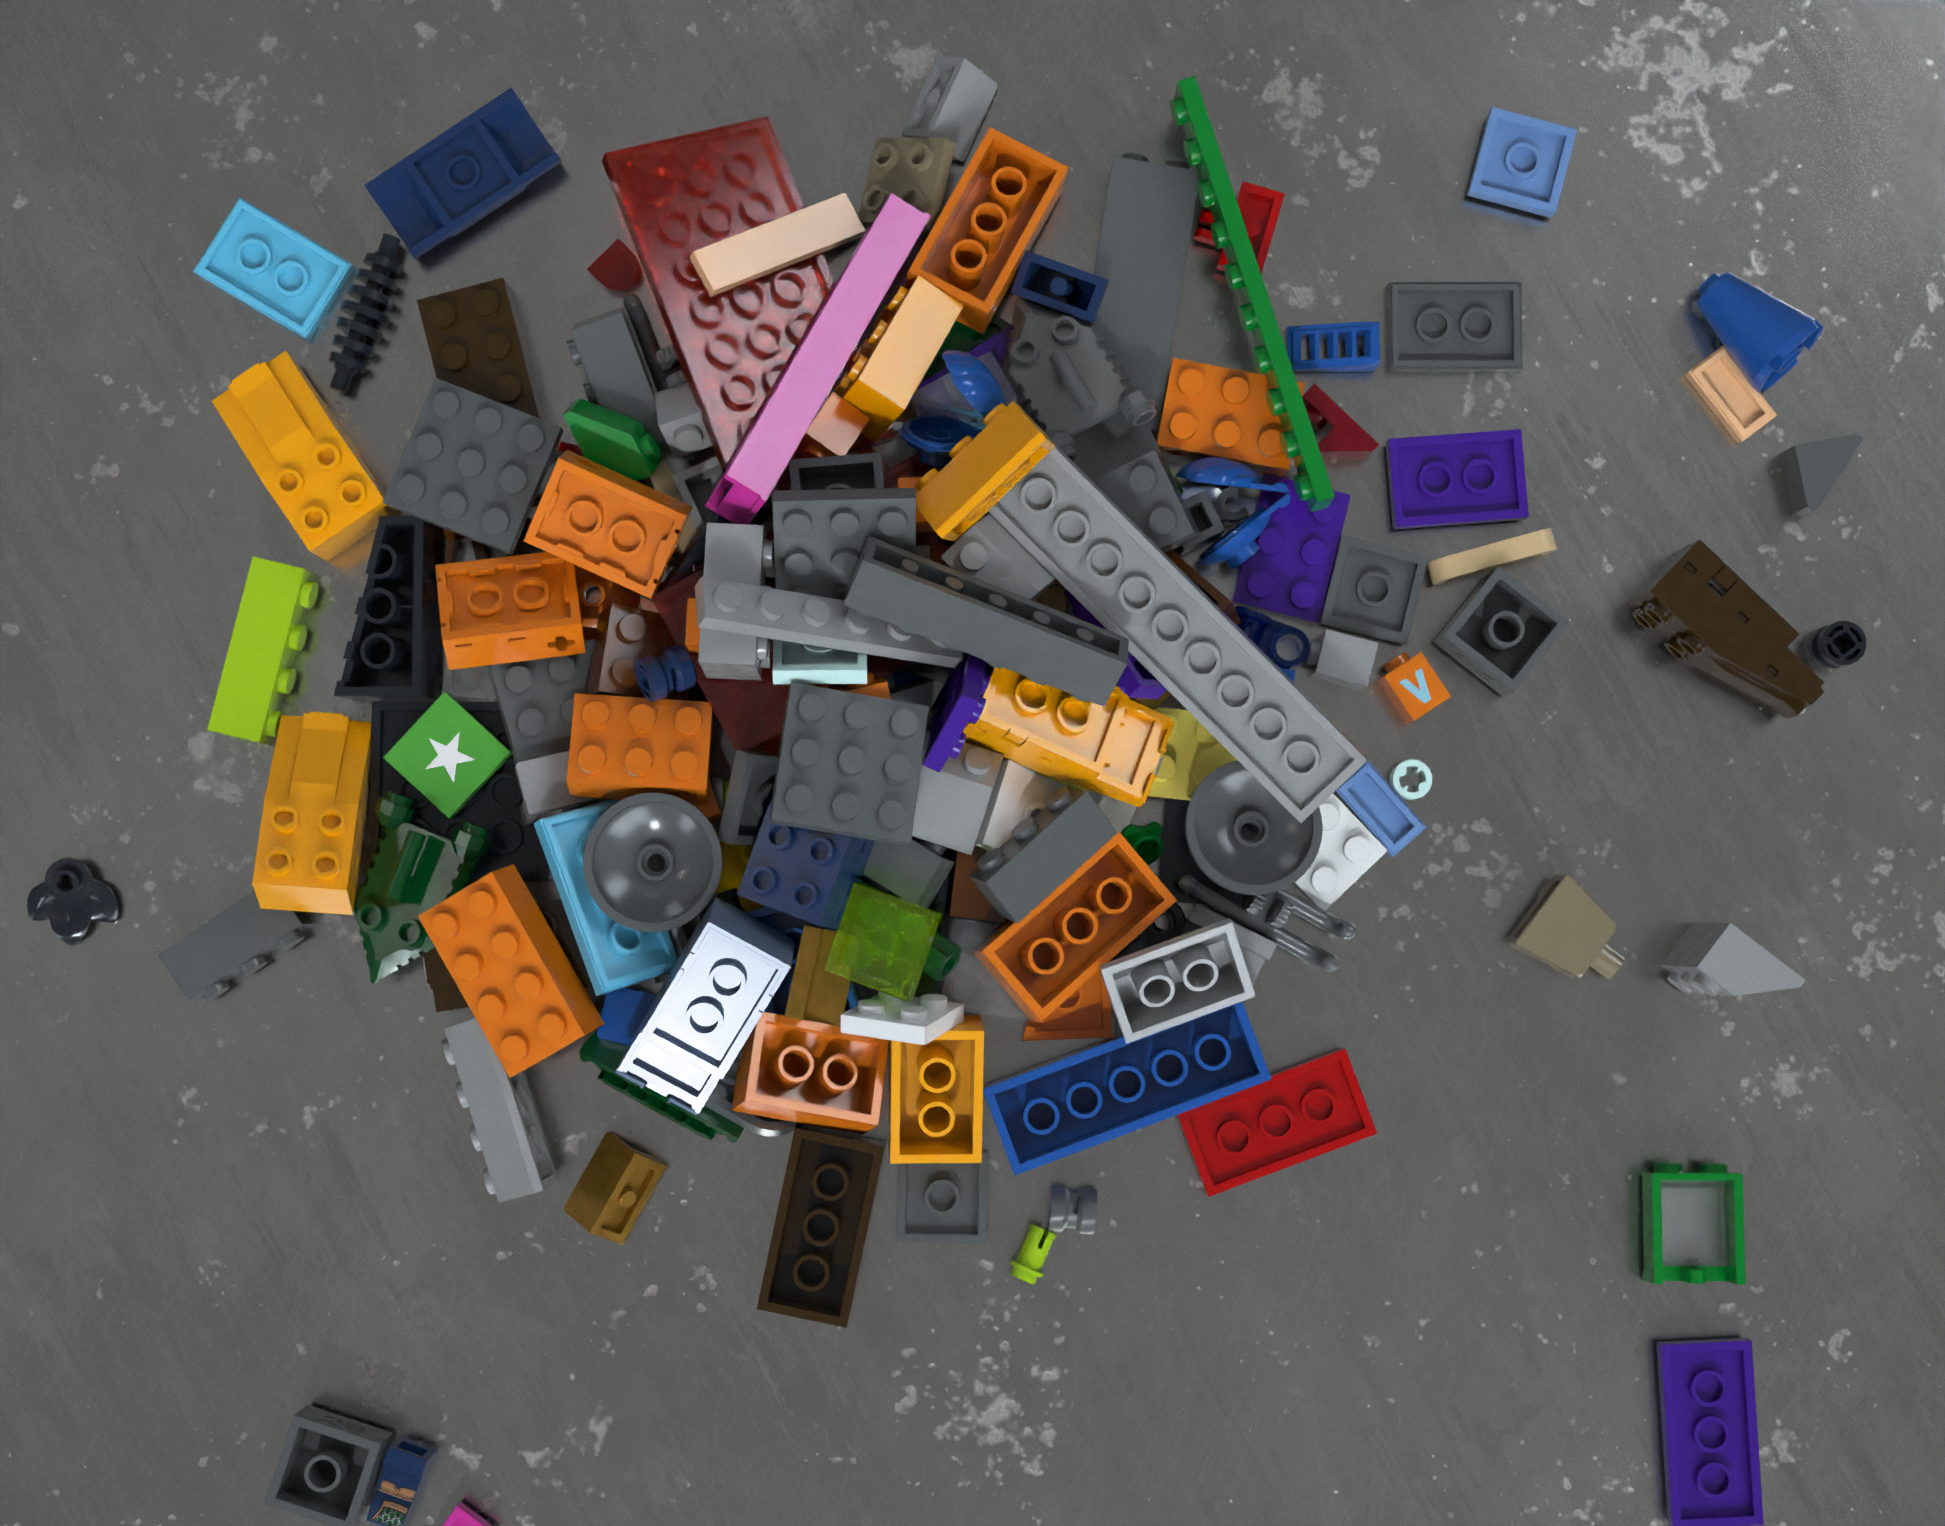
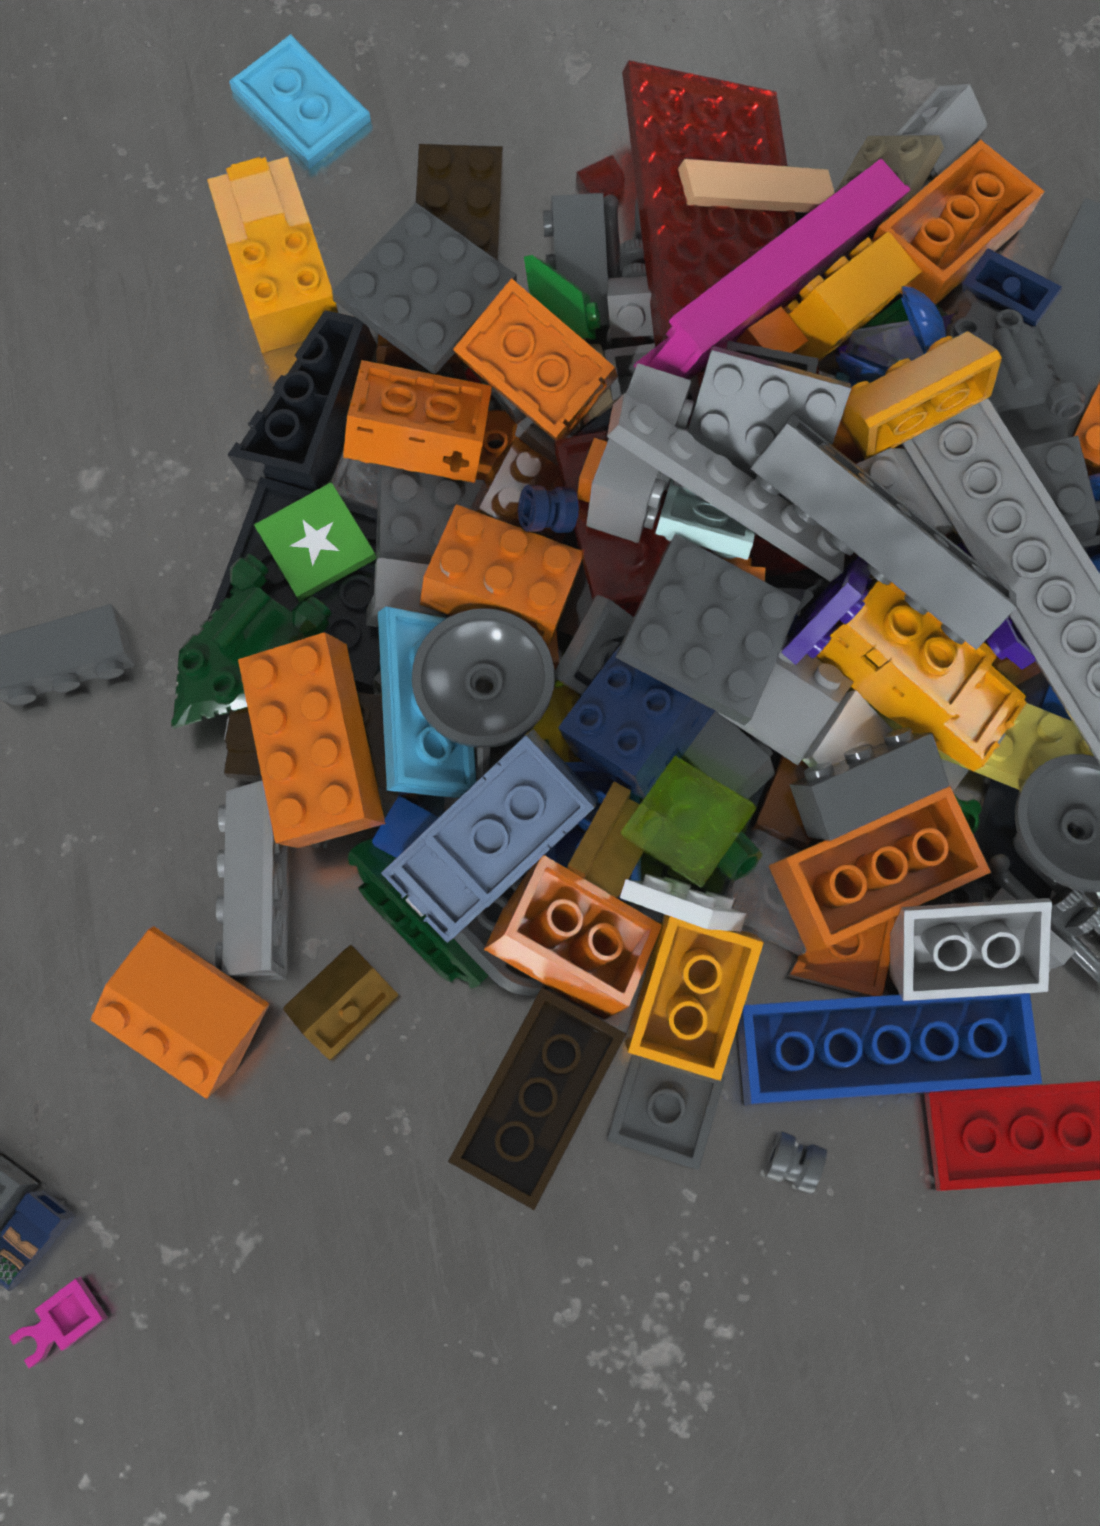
camera: 15 degrees right, 10 degrees down
(263, 651) = (175, 407): lime brick -> none
(314, 815) = (168, 559): light orange piece -> none
(365, 313) = (367, 153): black piece -> none
(463, 174) = (490, 64): dark blue piece -> none
(471, 1247) = (180, 1012): none -> orange slope
(1032, 1254) = (742, 1197): lime pin -> none

